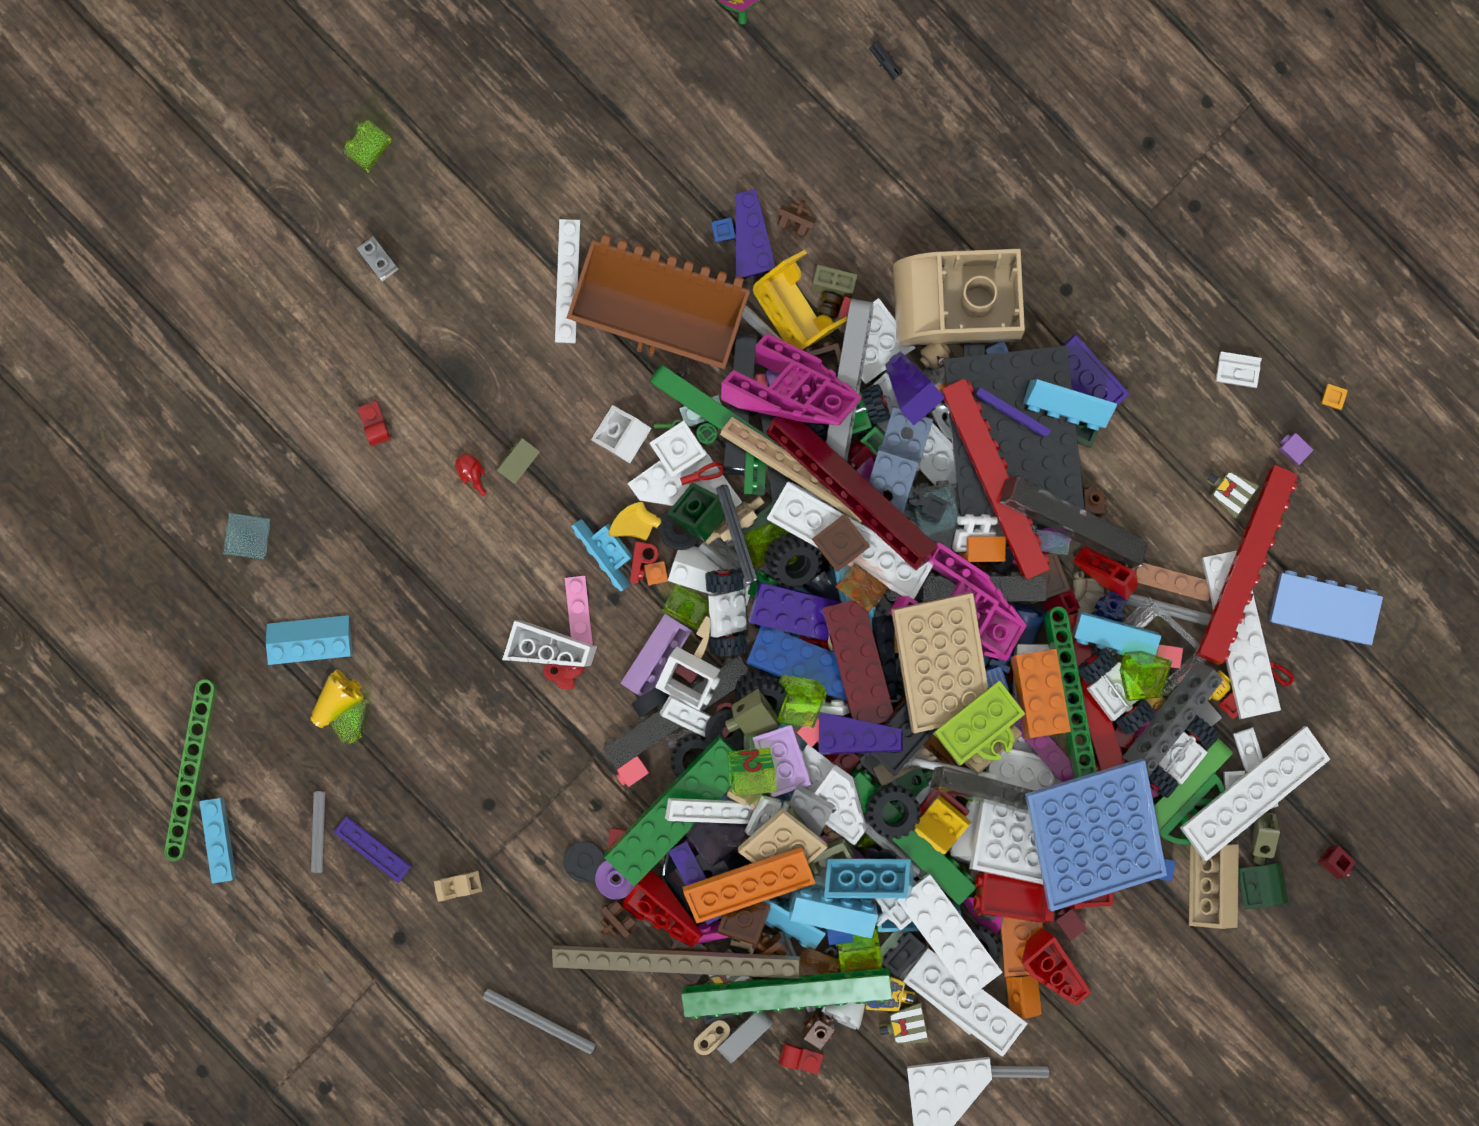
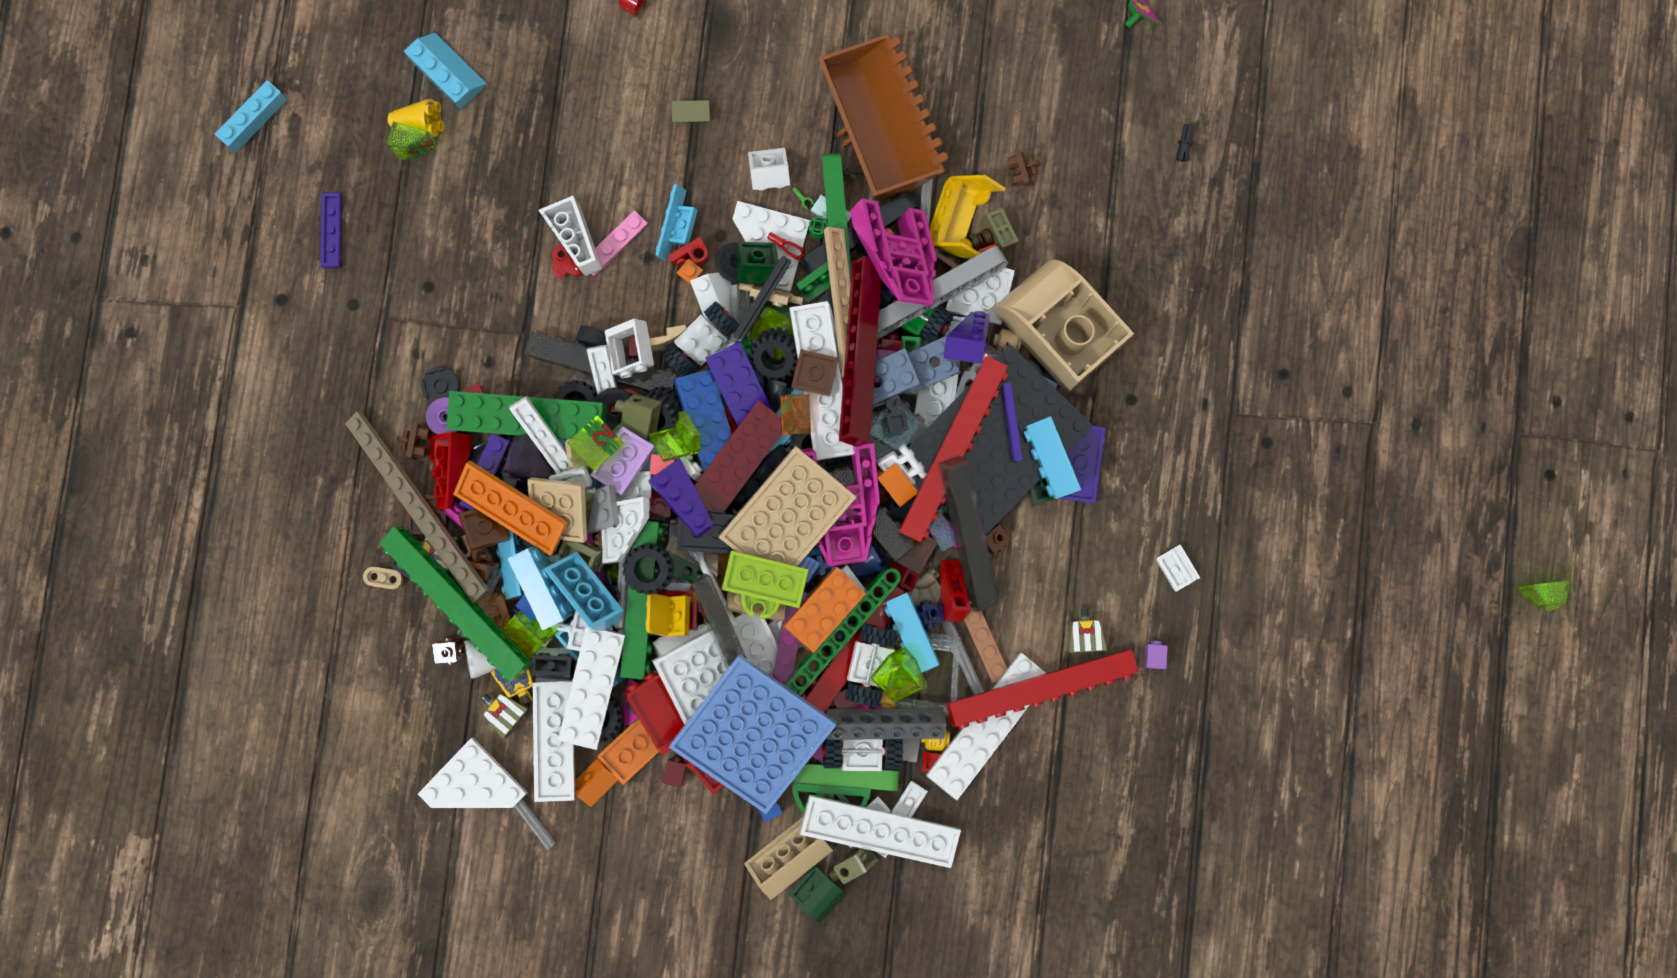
camera: 45 degrees right, 5 degrees down
(184, 778) = (277, 59): bright green beam -> none
(318, 831) = (313, 182): light grey axle -> none
(457, 886) = (349, 308): tan brick -> none
(469, 469) = (657, 83): red piece -> none
(539, 1021) = (297, 445): light grey axle -> none
(567, 279) = (869, 30): white plate -> none
(632, 771) = (532, 367): coral brick -> none
(634, 522) = (713, 226): yellow arm -> none
(653, 657) = (612, 315): lavender brick -> none
(678, 449) = (790, 214): white plate -> none
(686, 606) = (681, 308): clear neon green slope -> none
(723, 230) = (971, 125): blue plate -> none
(744, 1036) = (402, 600): light grey beam -> none
(752, 242) = (982, 148): dark purple wedge -> none
(800, 1058) = (418, 655): red plate -> none
(1051, 966) = (630, 781): red wedge -> none
(1171, 653) = (932, 685): coral brick -> none
(1272, 664) = (984, 768): red piece -> none
(1325, 608) = (1058, 773): light blue brick -> none
(1334, 397) = (1216, 654): light orange plate -> none
(1337, 855) = (884, 931): dark red brick -> none

